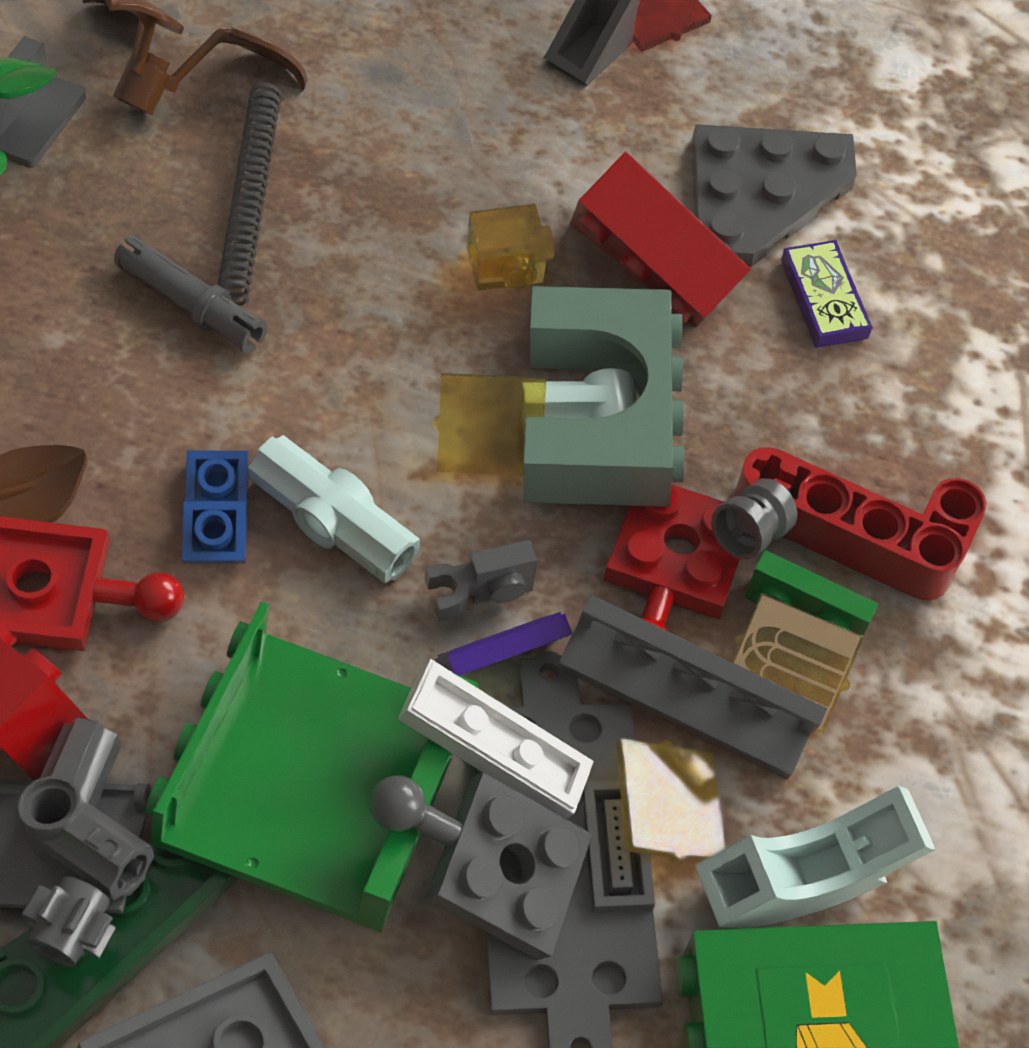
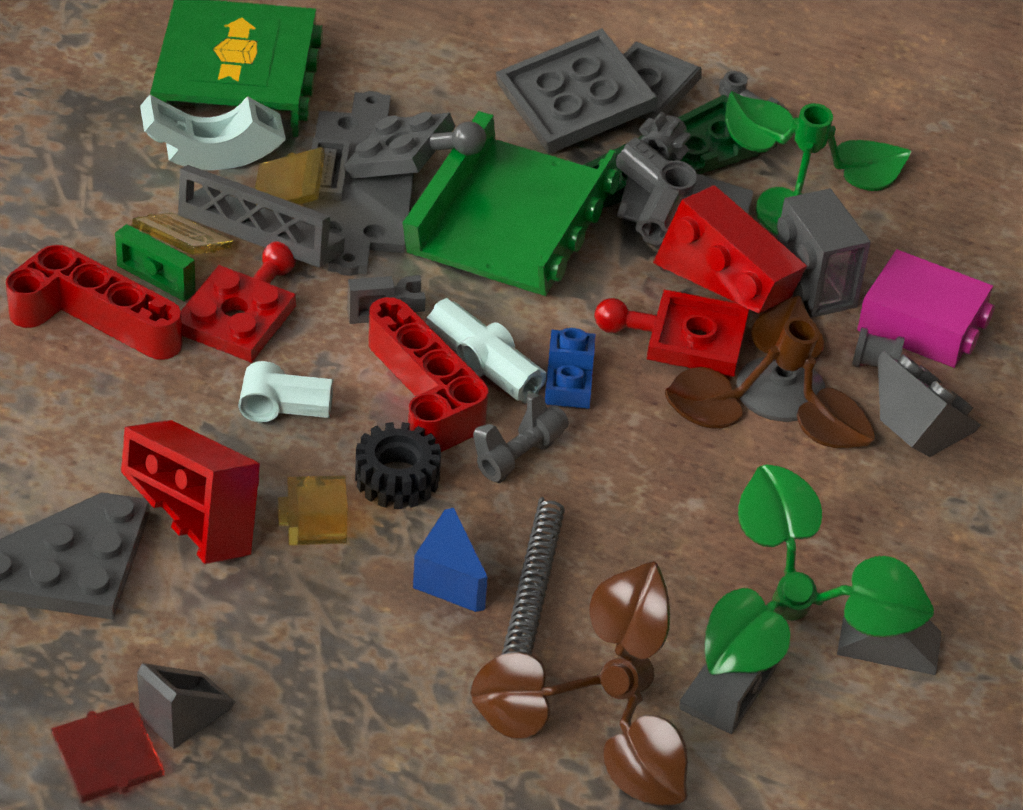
camera: 170 degrees left, 15 degrees down
(207, 304) = (587, 507): dark grey pin -> none
(254, 392) = (537, 429): none -> dark grey piece
(345, 194) = (449, 565): none -> blue slope
(423, 297) = (392, 483): none -> black tyre
(457, 514) = (447, 392): none -> red beam
(485, 422) = (360, 377): clear yellow piece -> none
(495, 739) = (398, 191): white tile -> none
(505, 644) = (379, 256): dark purple tile -> none
(621, 455) = (267, 329): sand green arch -> none
(754, 518) = (185, 280): dark grey wheel -> none
(826, 293) = (49, 467): tile -> none

